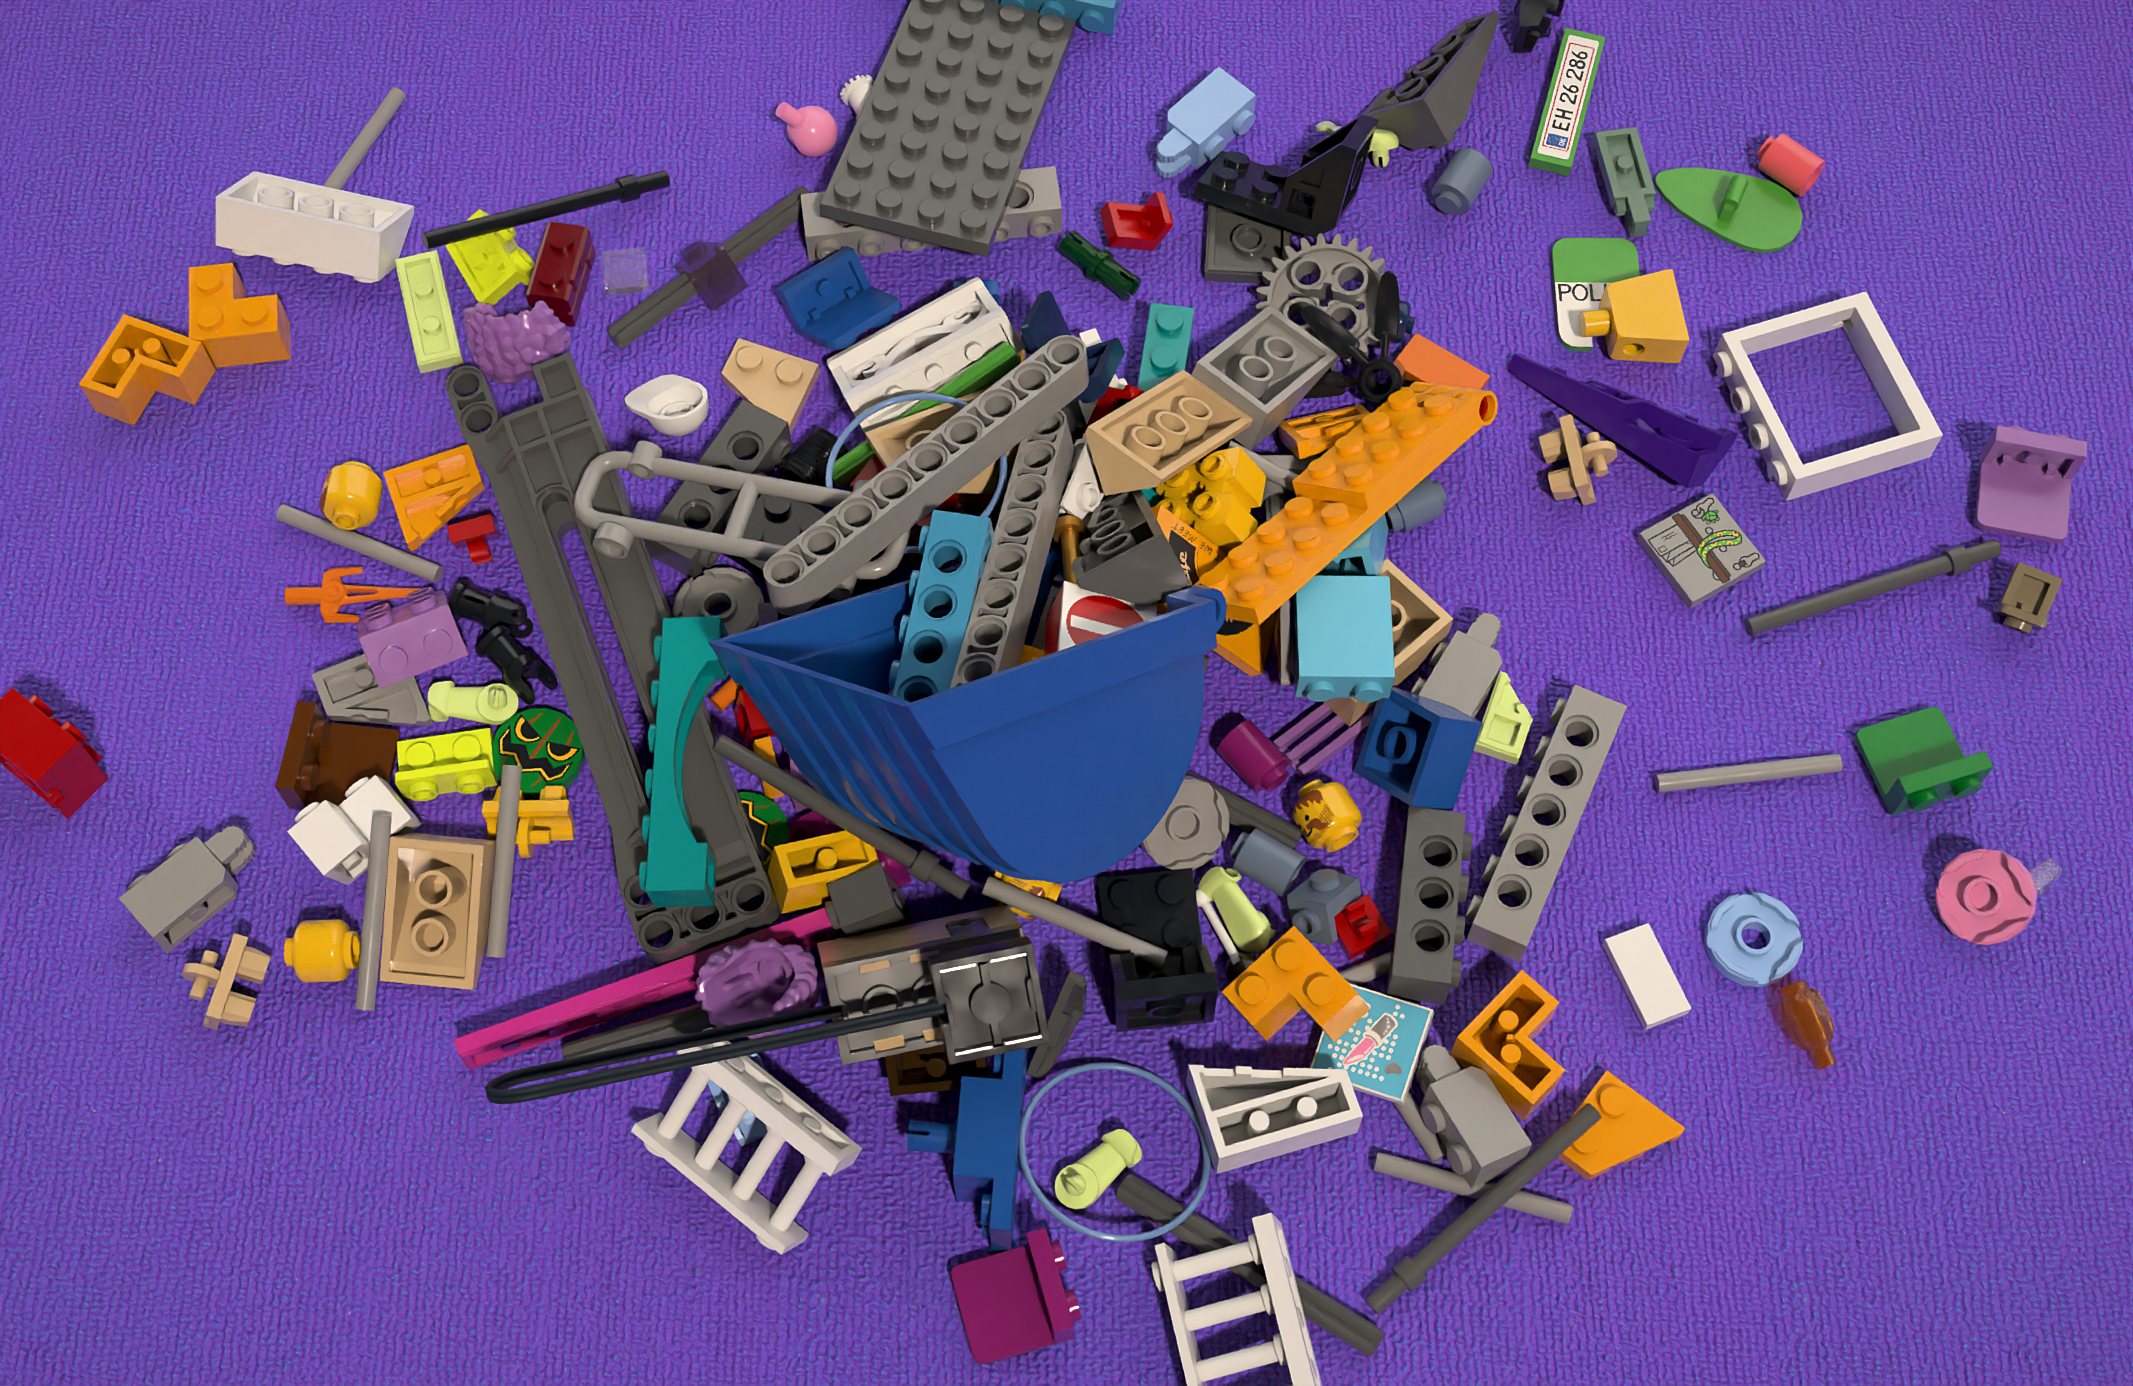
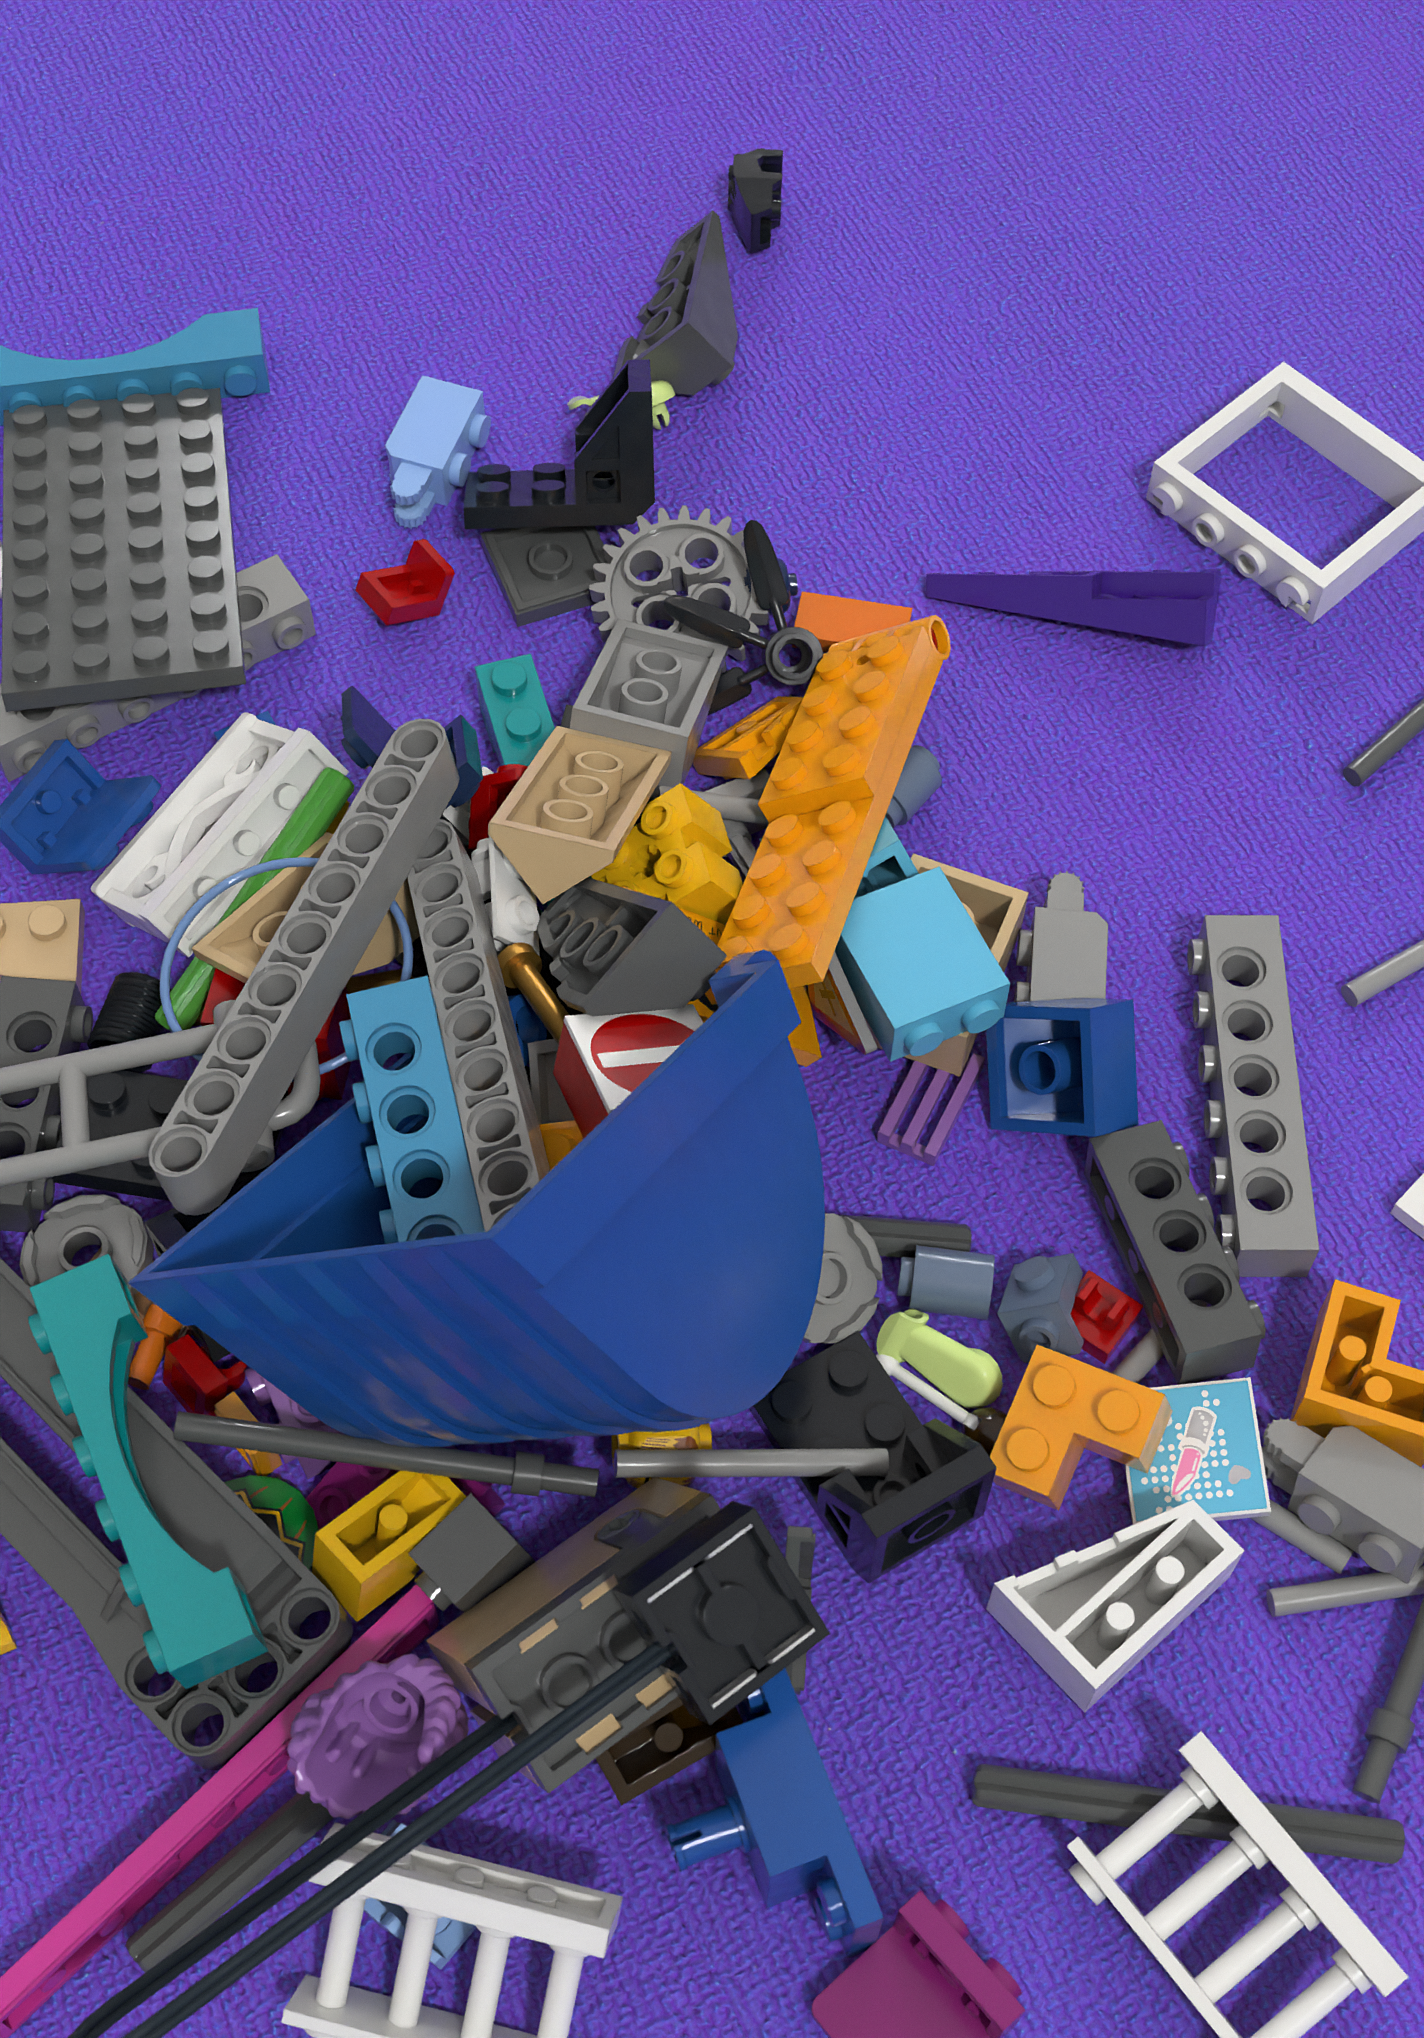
camera: 25 degrees left, 5 degrees down
(1070, 1223) = (1079, 1742): medium blue piece -> none
(1088, 1178) = (929, 1785): yellowish green piece -> none
(1099, 265) = (383, 653): dark green pin -> none
(1254, 757) = (867, 1160): magenta brick -> none
(1327, 815) = (991, 1194): yellow head -> none
(1462, 181) = (768, 406): sand blue brick -> none
(1504, 724) = (1152, 996): yellowish green tile -> none
(1567, 102) = (839, 285): tile -> none
(1567, 443) = (1074, 683): tan hips -> none
(1579, 278) = (974, 464): bright green piece -> none
(1626, 177) = (950, 339): sand green hinge -> none
(1640, 319) = (1052, 482): yellow torso -> none
(1701, 550) = (1252, 712): light grey tile -> none
(1733, 206) = (1080, 331): bright green shield -> none
(1790, 163) = (1121, 262): coral brick -> none

